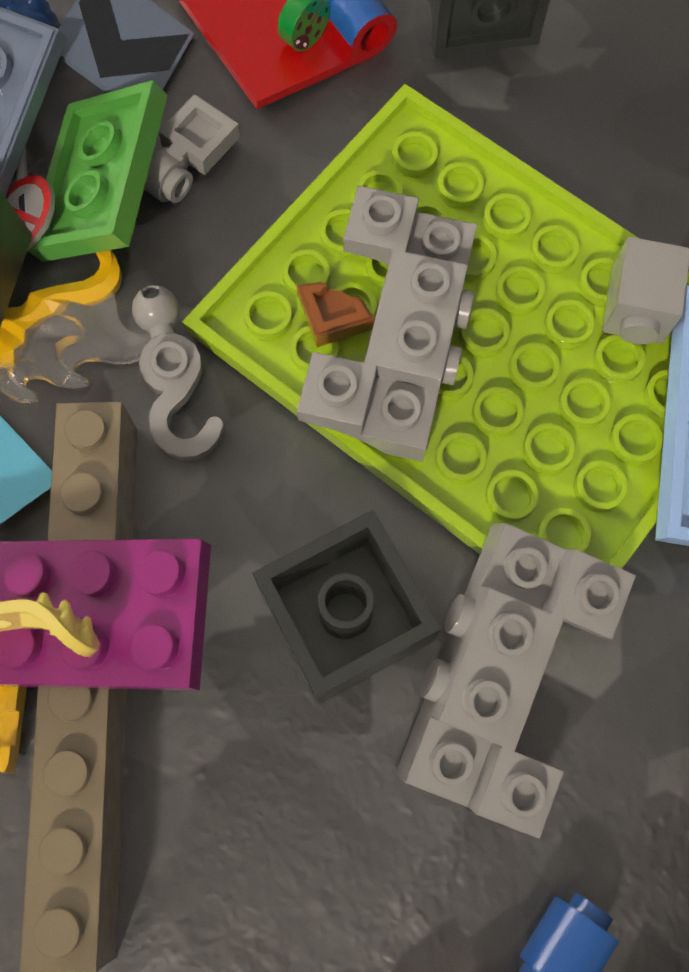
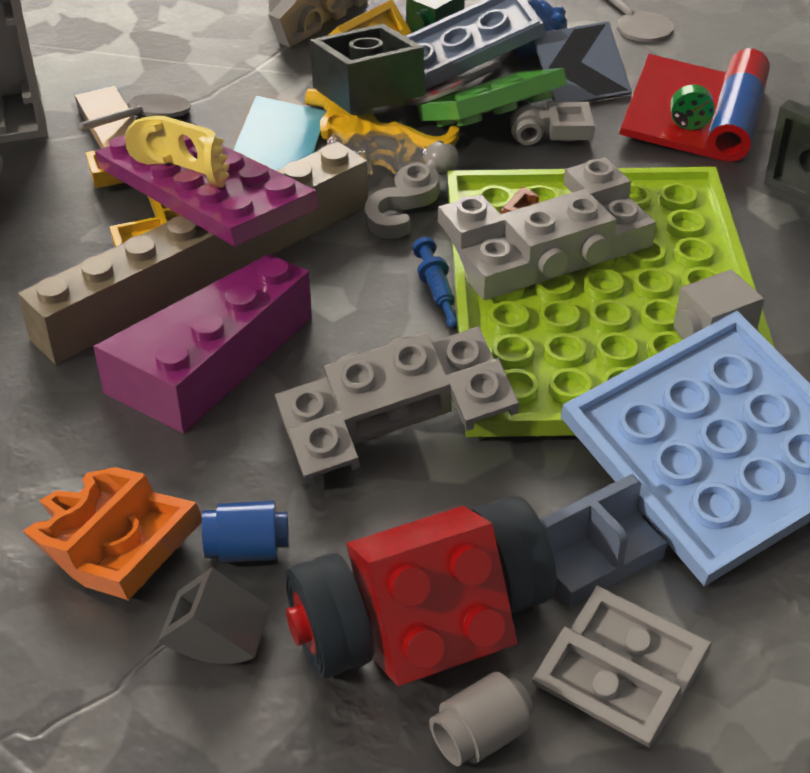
camera: 50 degrees right, 30 degrees down
(257, 805) = (205, 344): none -> magenta wedge
(333, 469) = (434, 272): none -> blue piece
(346, 605) = (349, 307): pearl dark grey brick -> none

